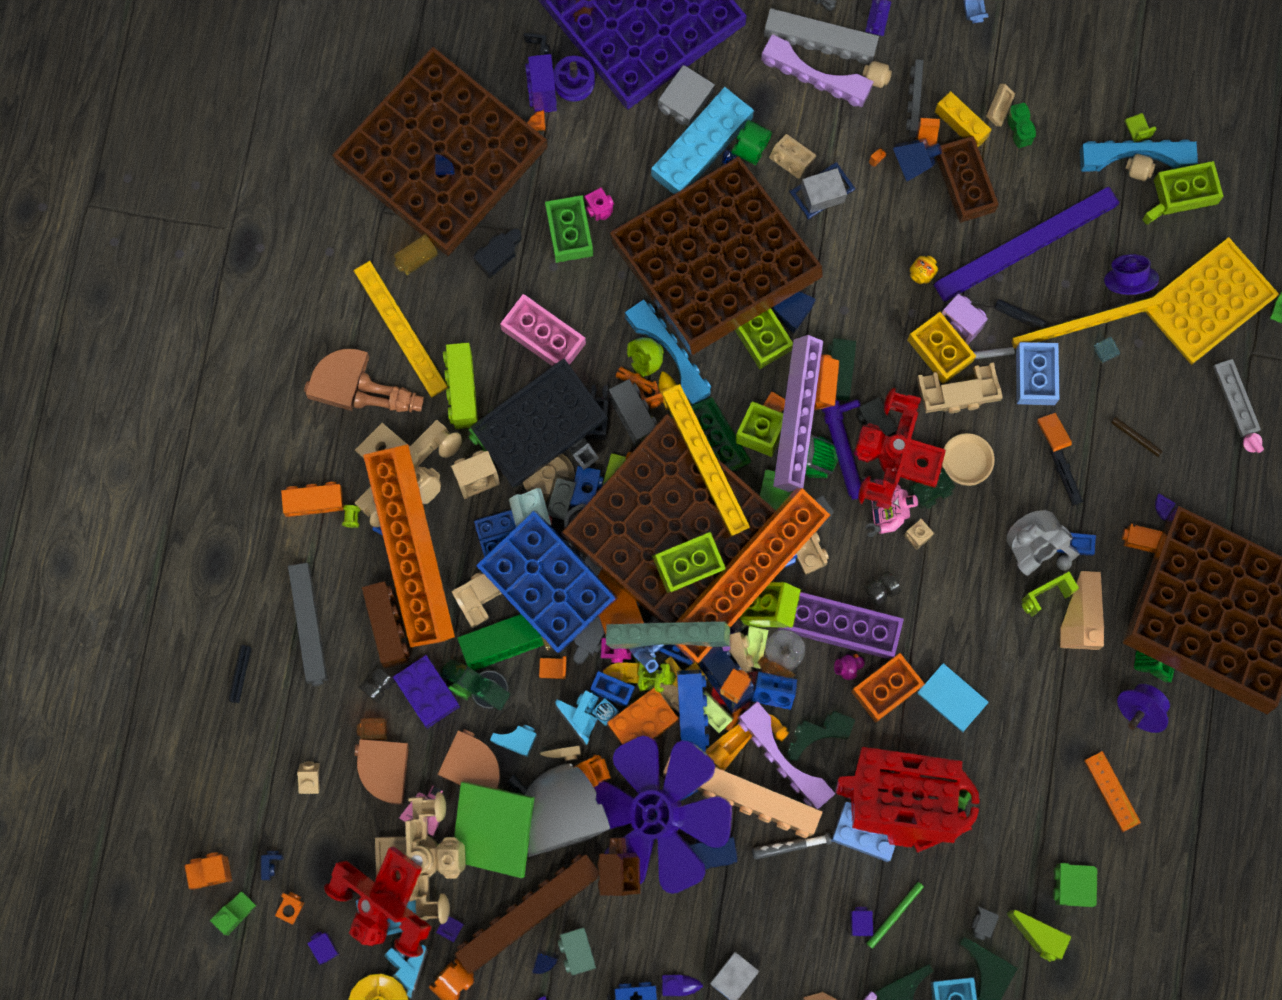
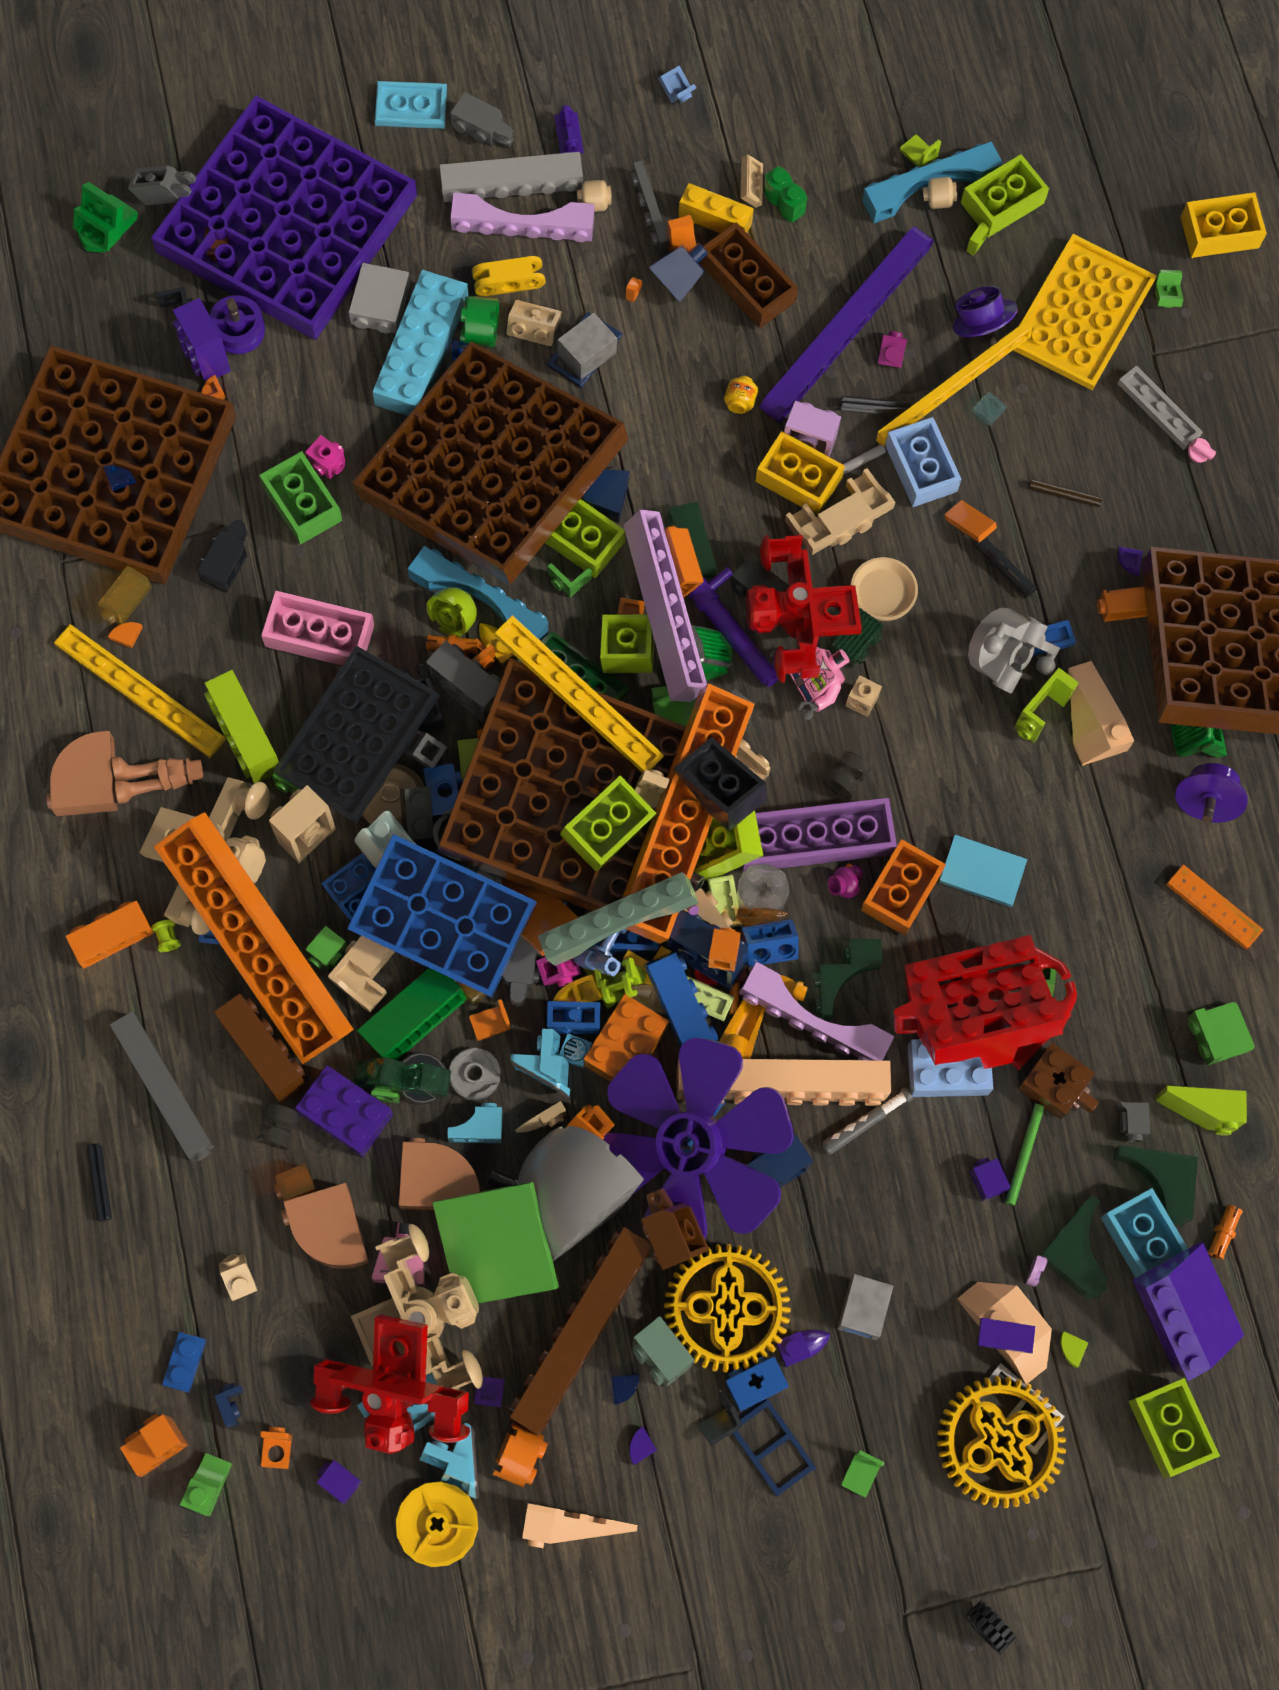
camera: 25 degrees left, 5 degrees down
(250, 822) = (184, 1362): none -> blue plate
(406, 283) = (126, 634): none -> orange tile
(458, 571) = (326, 949): none -> bright green brick
(528, 712) = (479, 1088): none -> light grey tile
(655, 937) = (747, 1319): none -> yellow gear
(730, 547) = (651, 786): none -> tan bracket
(732, 364) = (560, 582): none -> bright green bracket
(781, 565) = (722, 783): none -> black slope
(787, 113) = (508, 276): none -> yellow piece
(938, 885) = (1071, 1087): none -> reddish brown hinge
(1052, 276) = (892, 349): none -> magenta bracket

